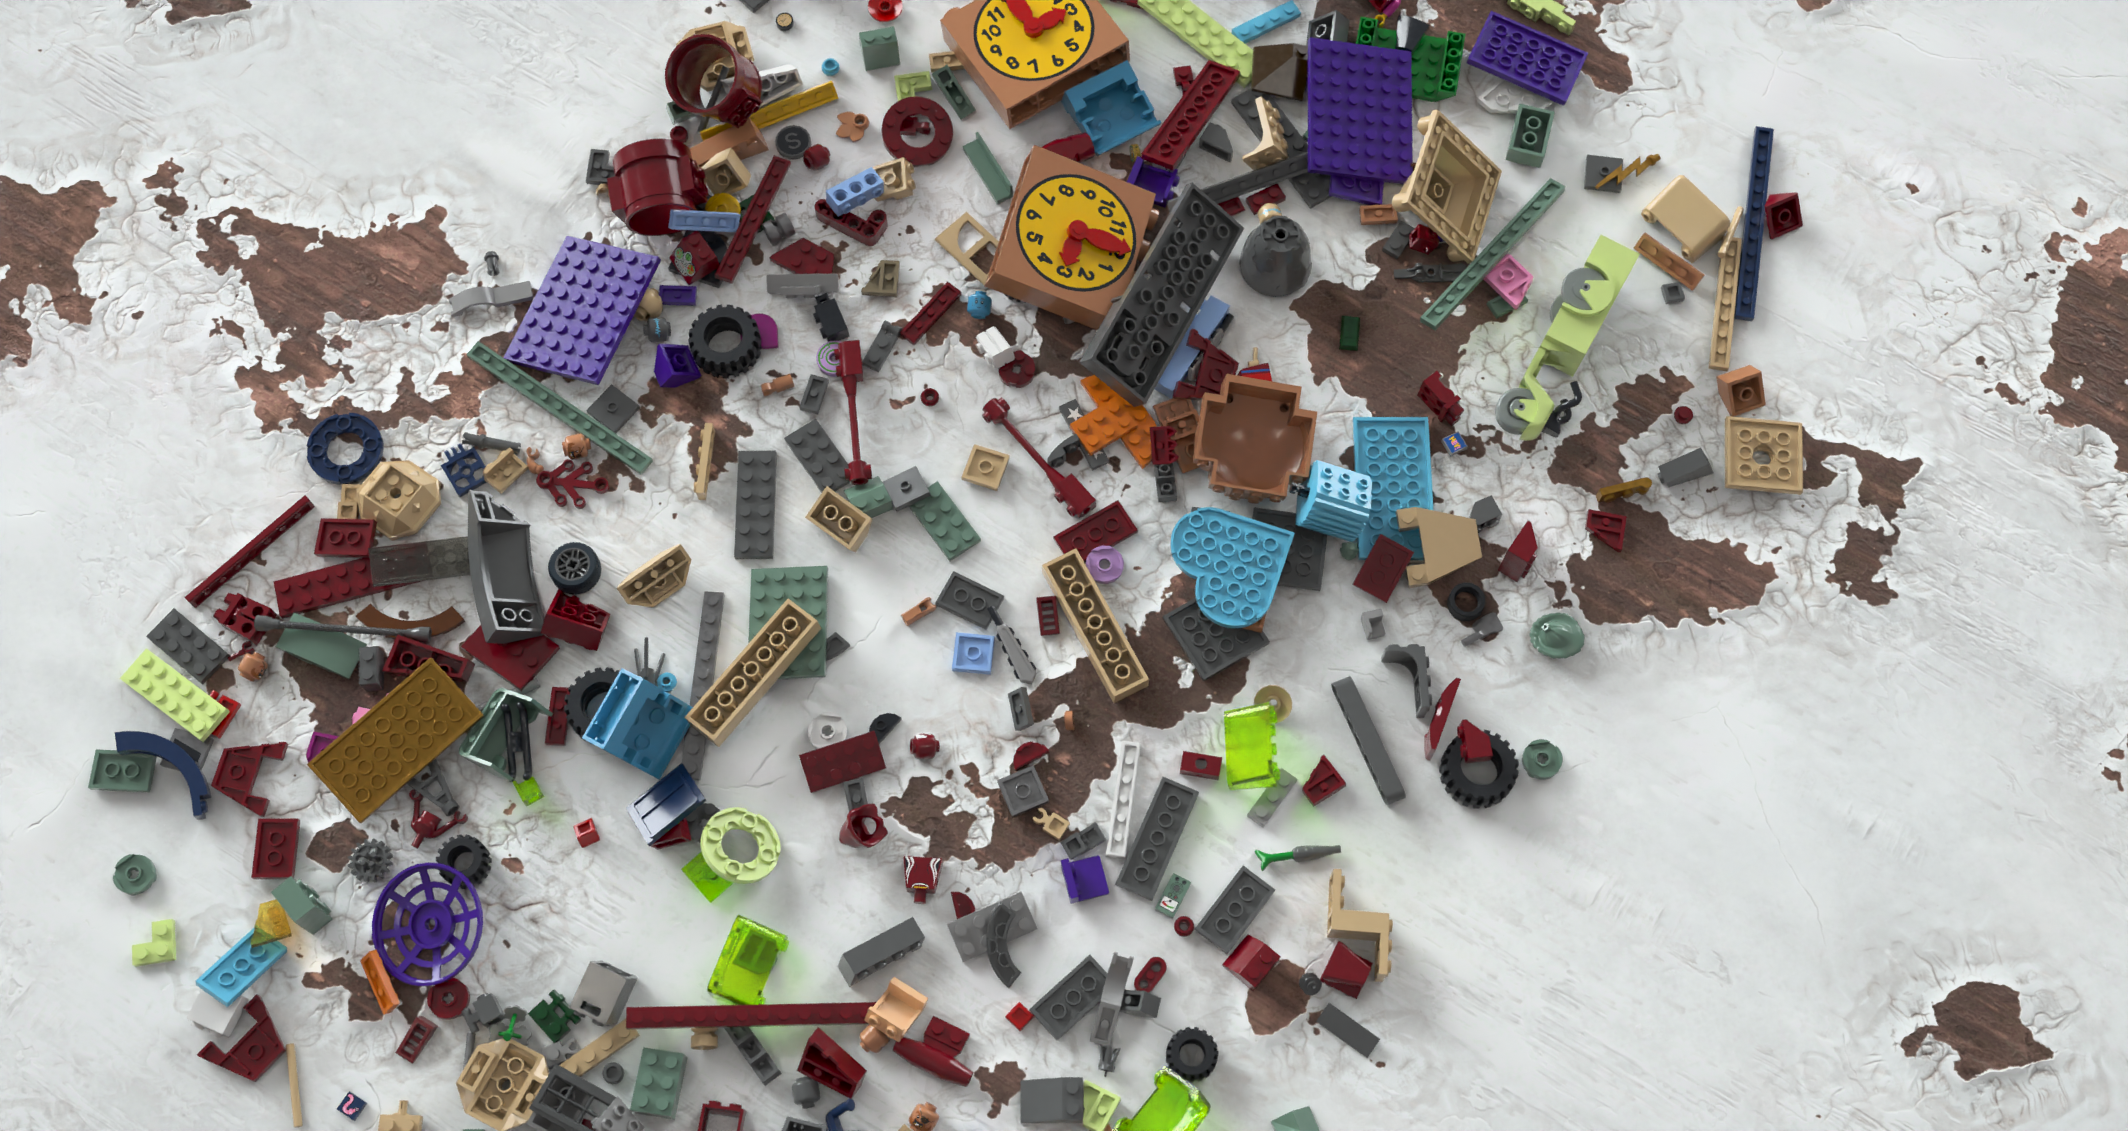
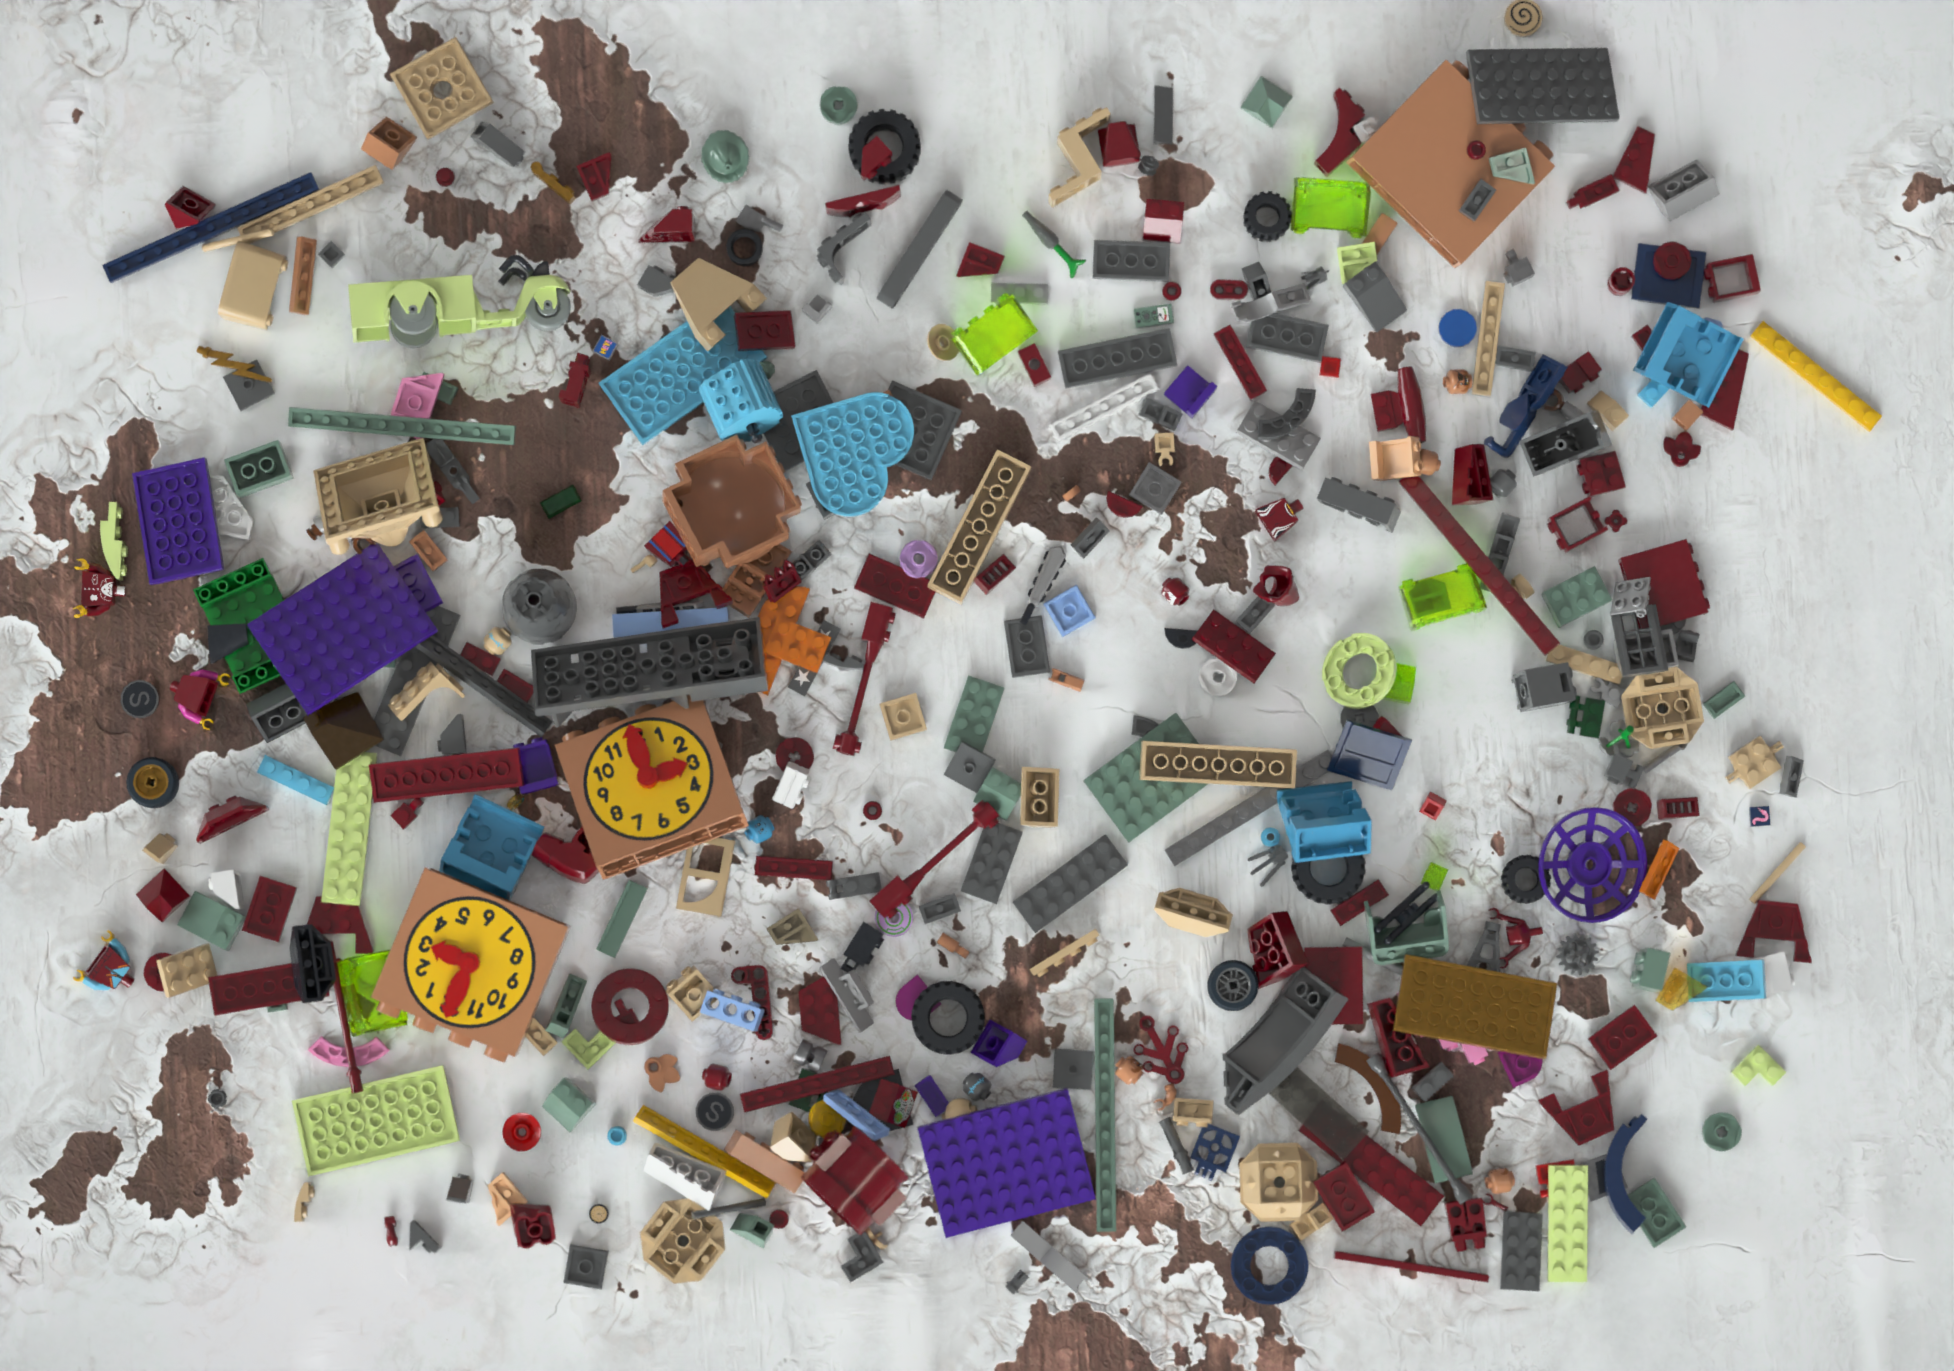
camera: 125 degrees left, 15 degrees up
(686, 69) = (758, 1205): dark red cylinder -> none
(1079, 939) = (1240, 362): none -> dark red plate

